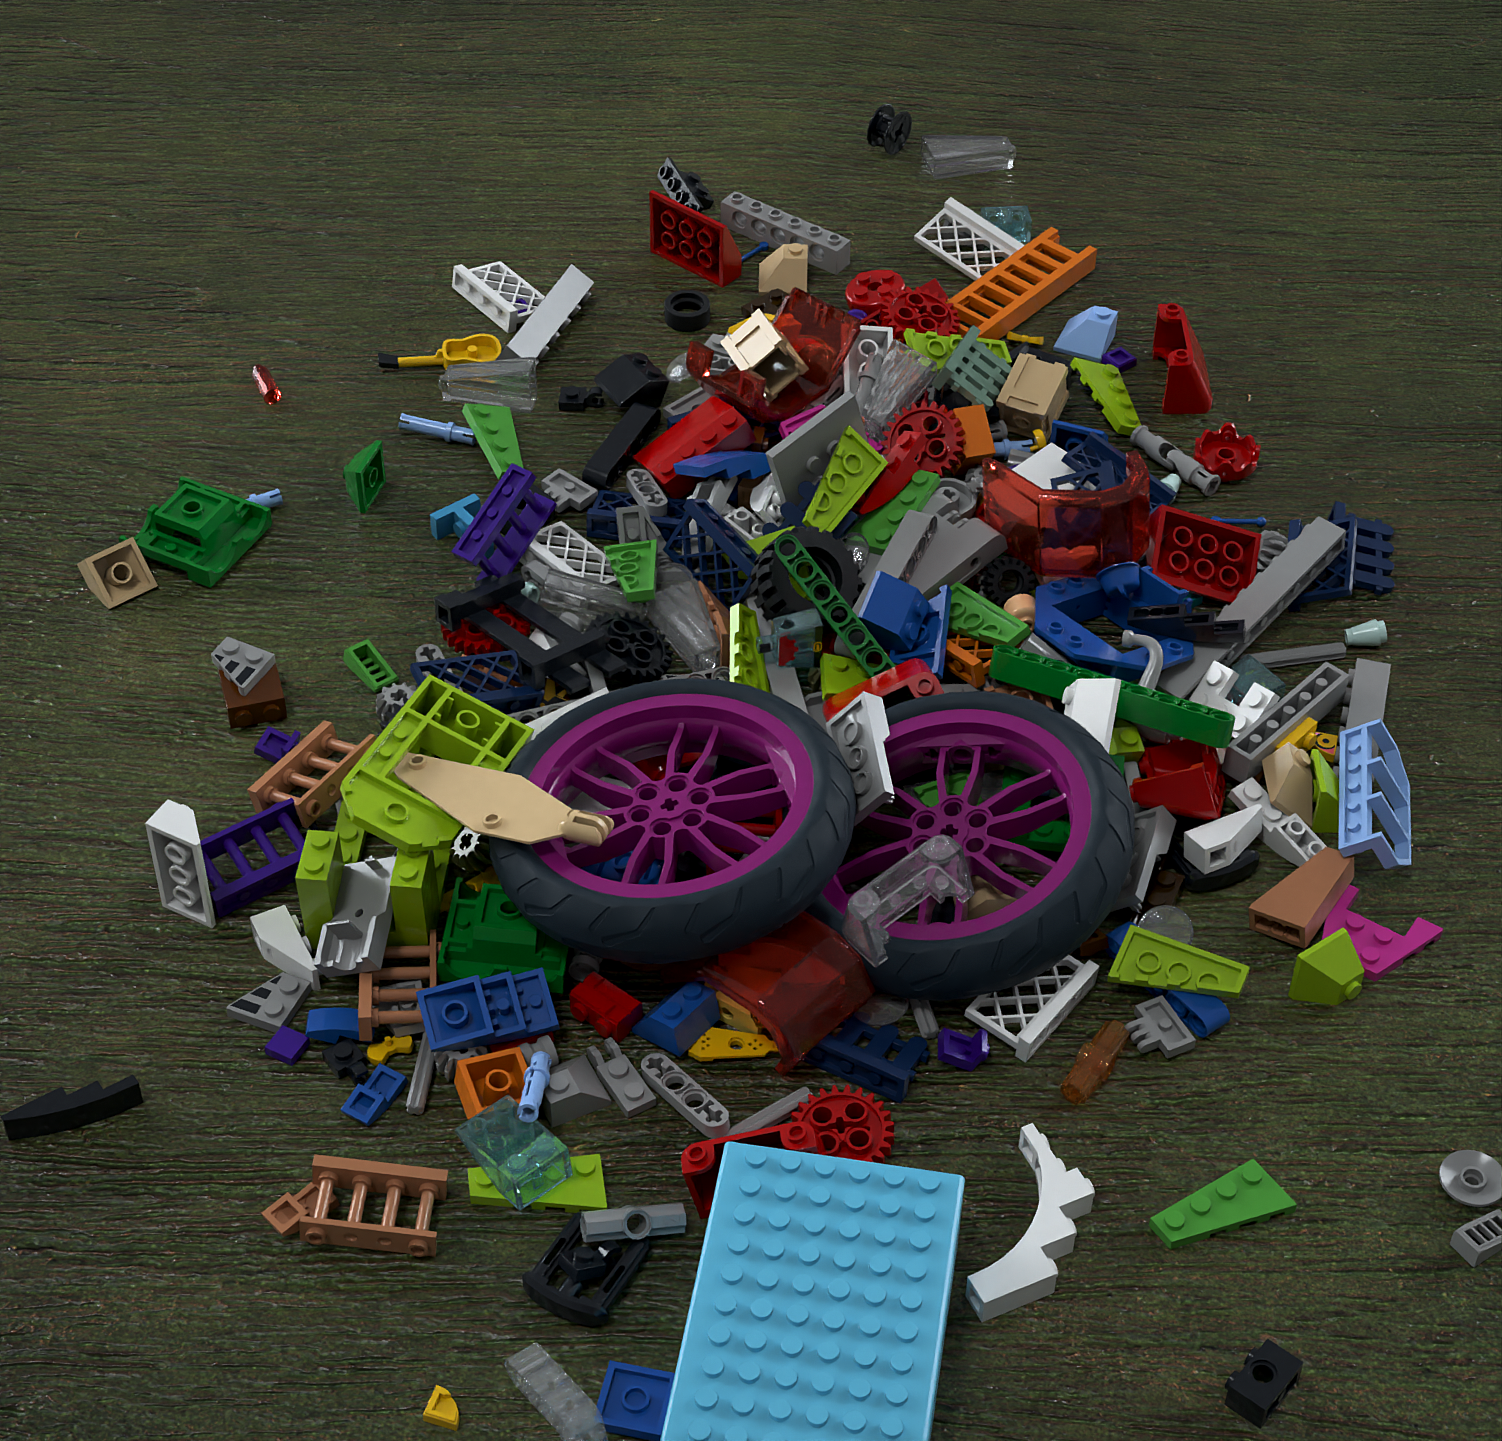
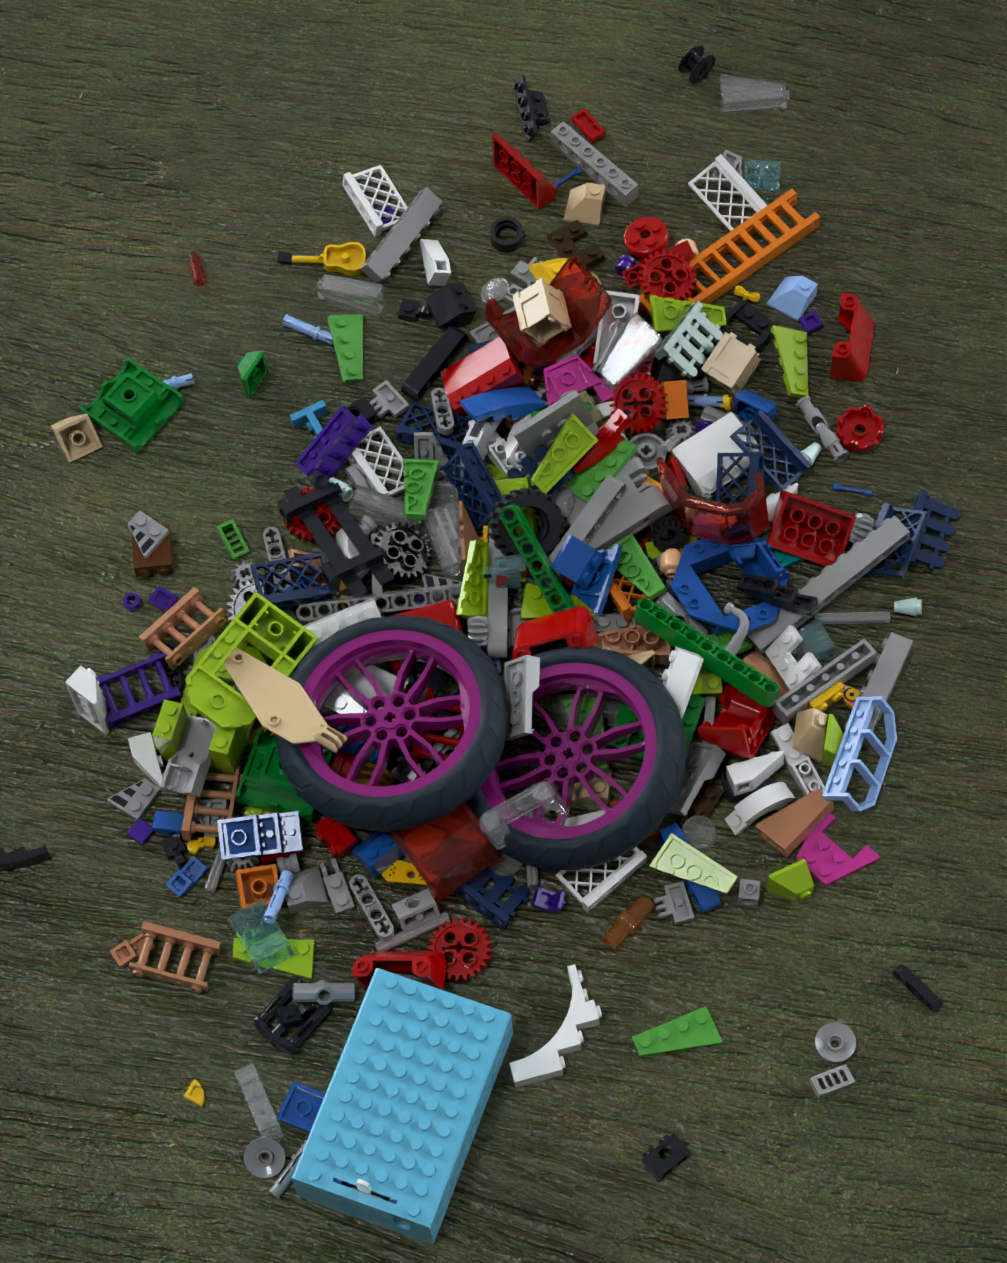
camera: 15 degrees right, 20 degrees up
(231, 763) = (133, 607): none -> dark purple bush
(599, 345) = (435, 262): none -> white slope
(757, 1087) = (416, 910): none -> light grey brick
(767, 197) = (588, 125): none -> red plate
(1238, 883) = (762, 801): none -> white arch
(1267, 997) = (749, 893): none -> light grey brick

